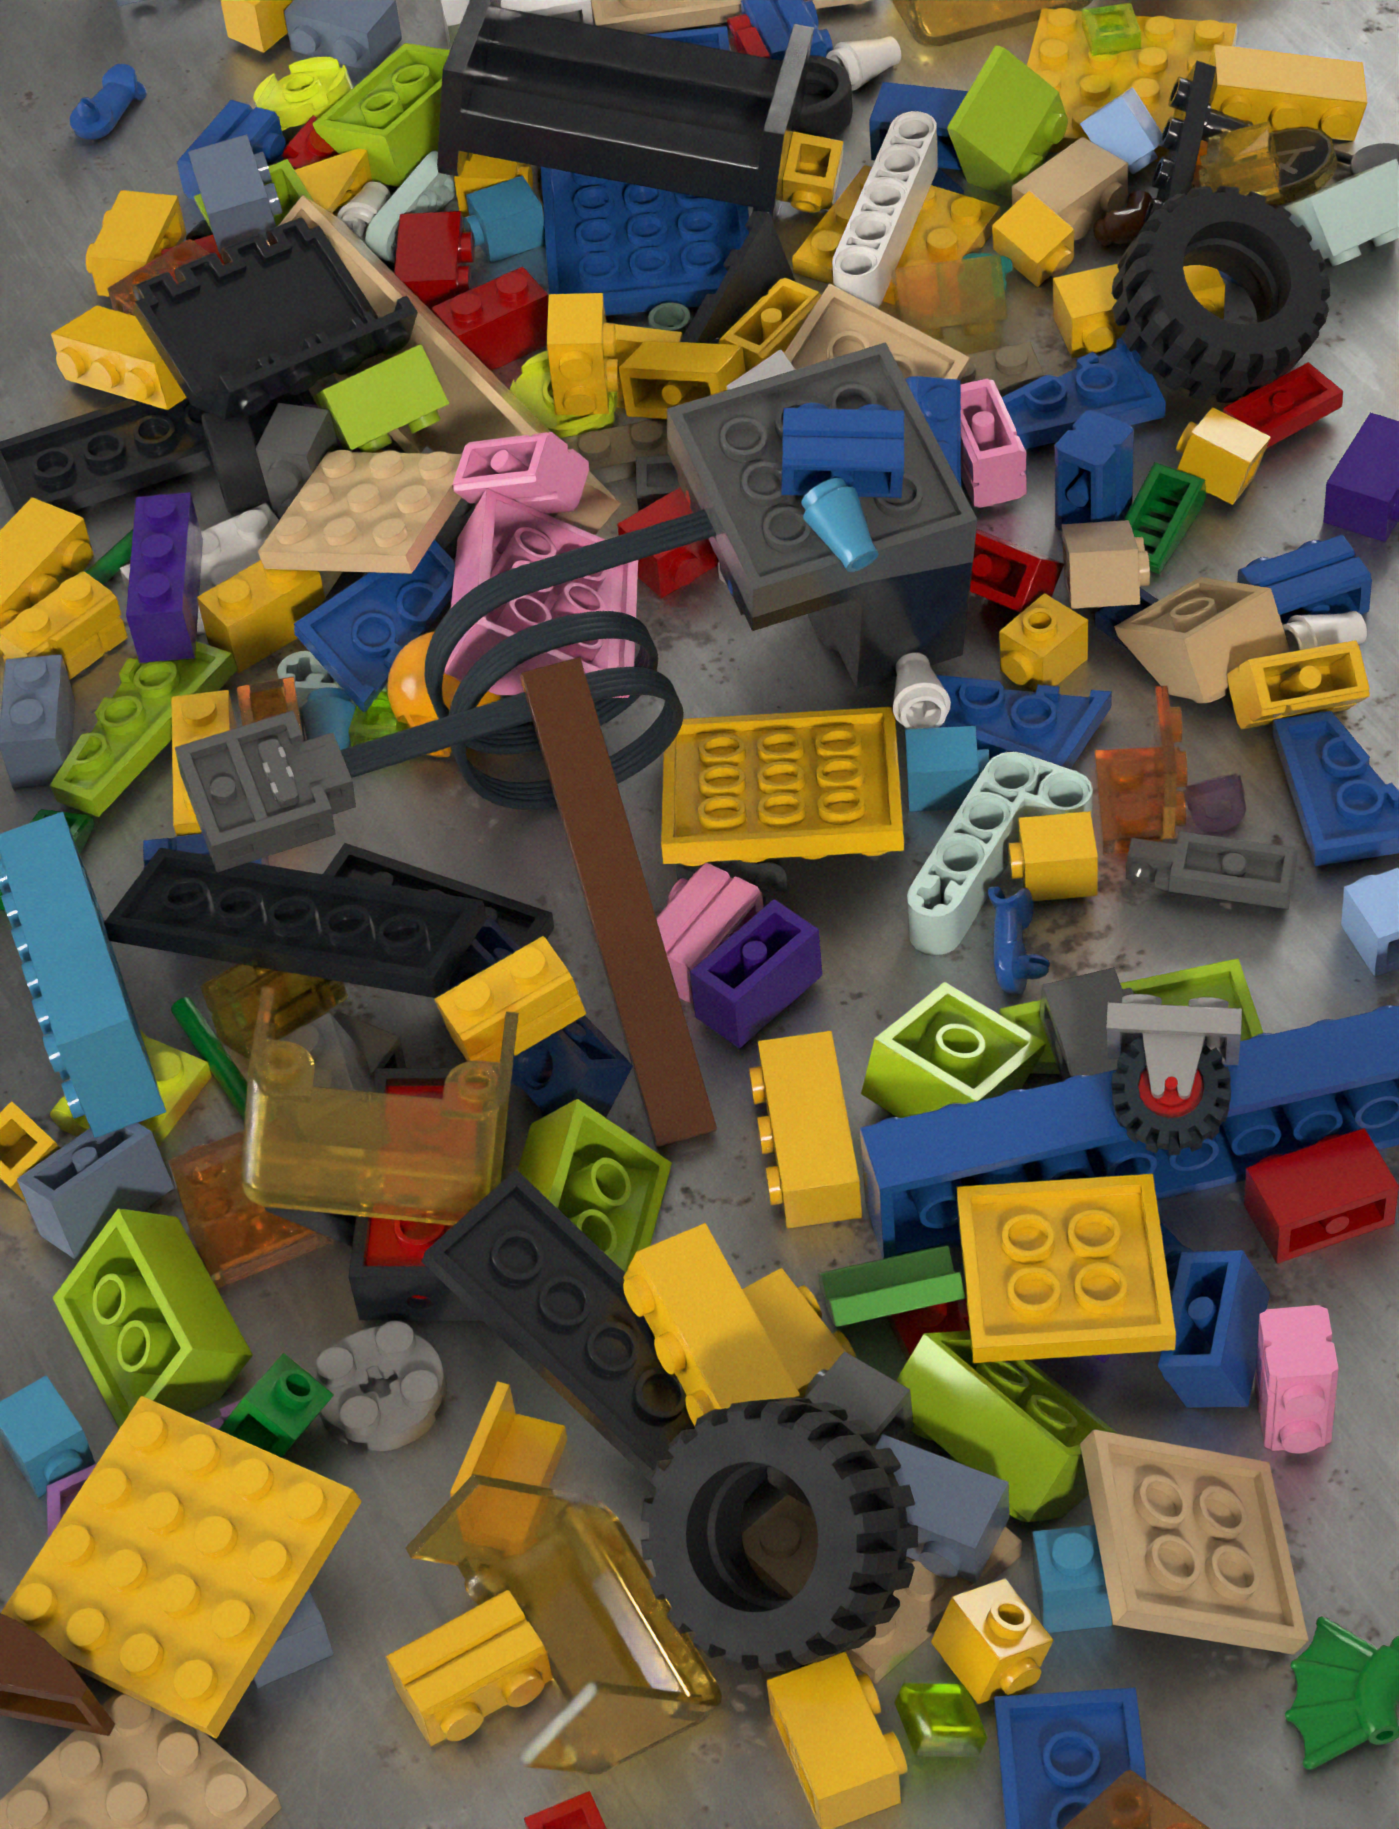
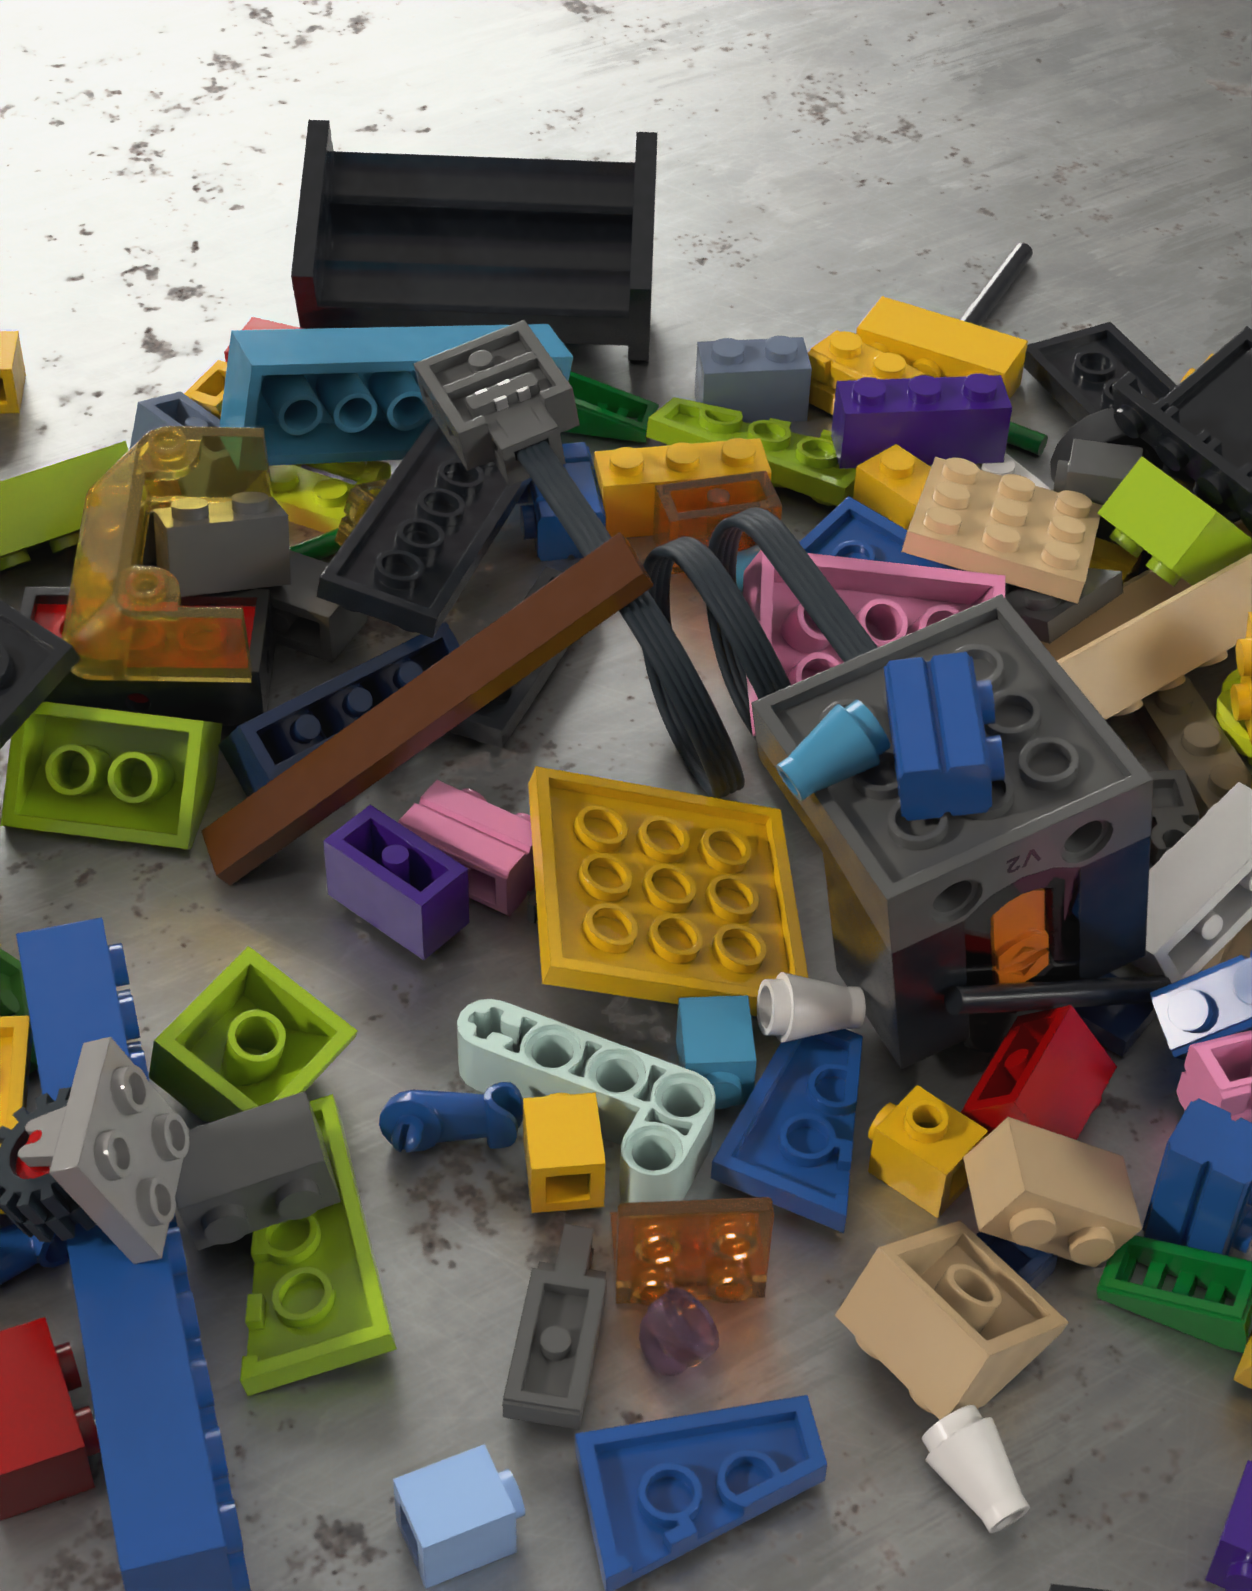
camera: 80 degrees right, 5 degrees down
(525, 469) = (1045, 598): bright pink brick -> none
(526, 983) = (298, 646): yellow brick -> none
(806, 1130) = (190, 935): yellow brick -> none
(1298, 684) = (856, 1415): yellow brick -> none
(1313, 579) = (1064, 1446): blue brick -> none

